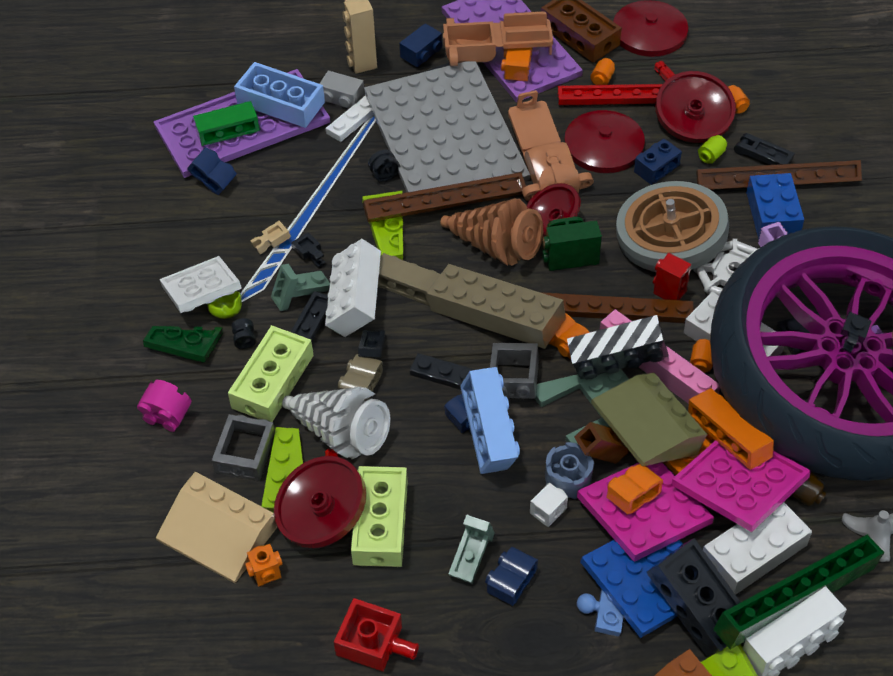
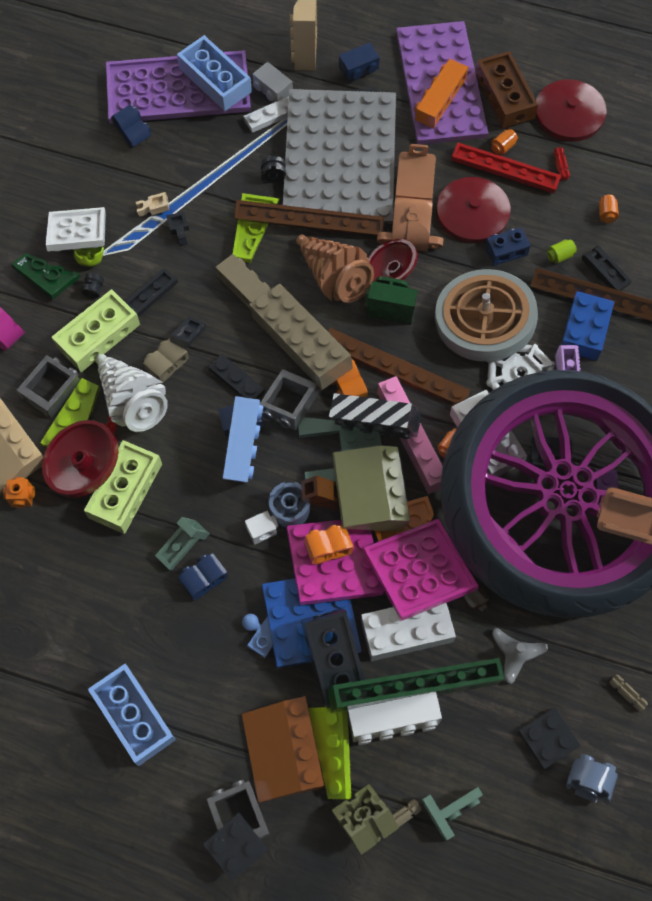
camera: 20 degrees right, 15 degrees up
(226, 123) = (160, 85): green brick -> none
(293, 285) = (154, 258): sand green bracket -> none
(353, 288) = (193, 277): white brick -> none
(371, 636) = (71, 585): red brick -> none
(479, 39) = (406, 75): nougat piece -> none
(671, 277) = (459, 363): red brick -> none
(695, 106) = (566, 205): dark red dish -> none
(729, 429) = (431, 521): orange brick -> none
(855, 329) = (570, 482): black plate -> none

